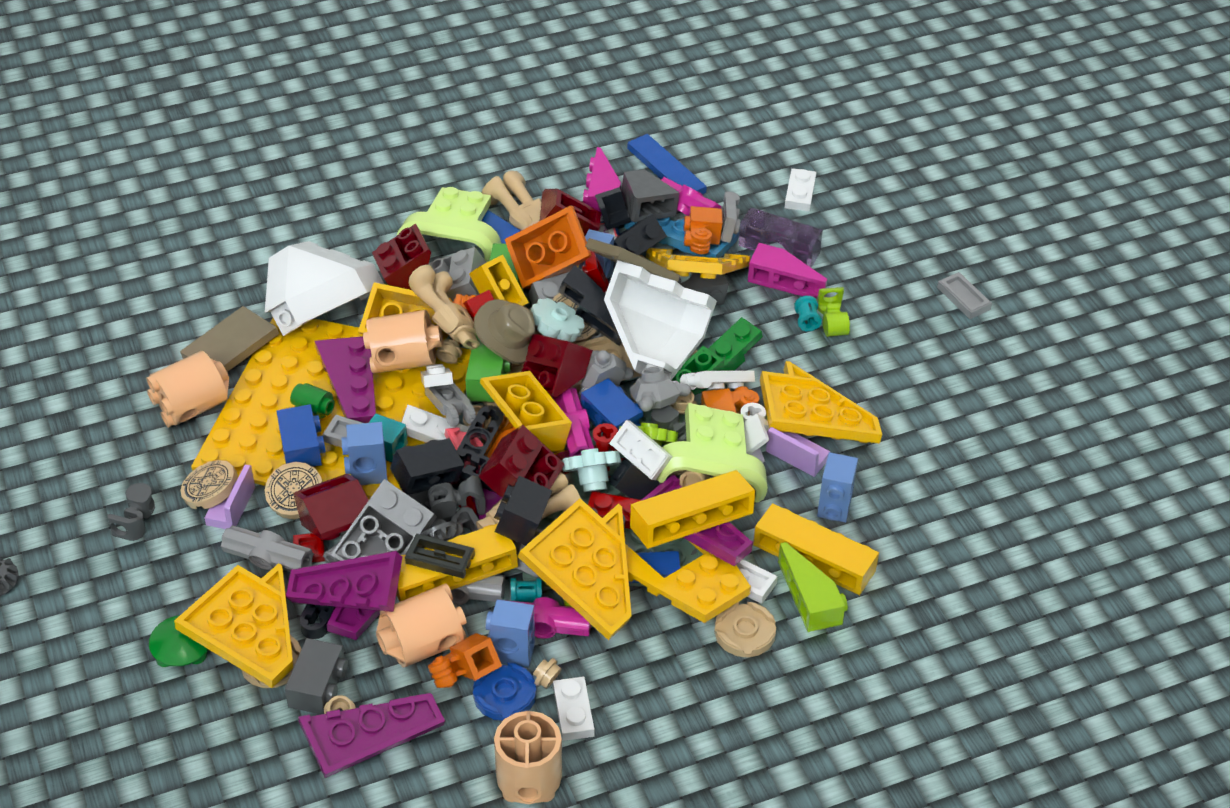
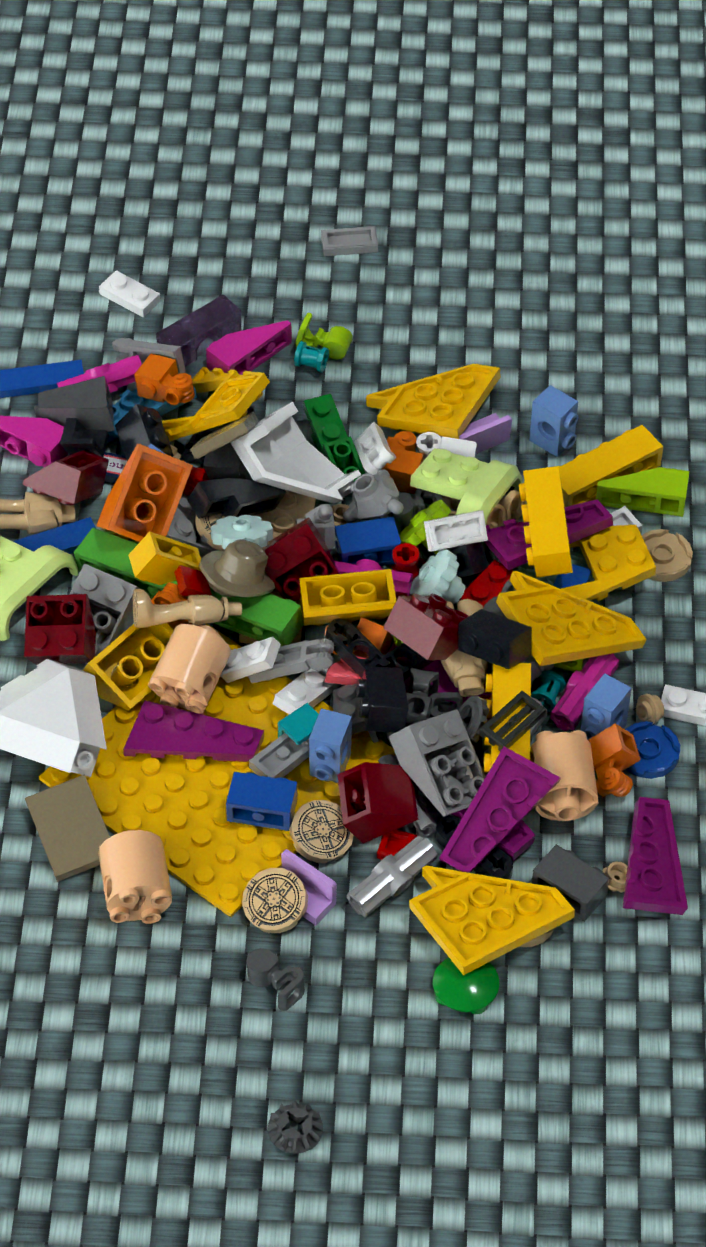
camera: 65 degrees left, 5 degrees up
(320, 400) = (214, 774): green brick -> none

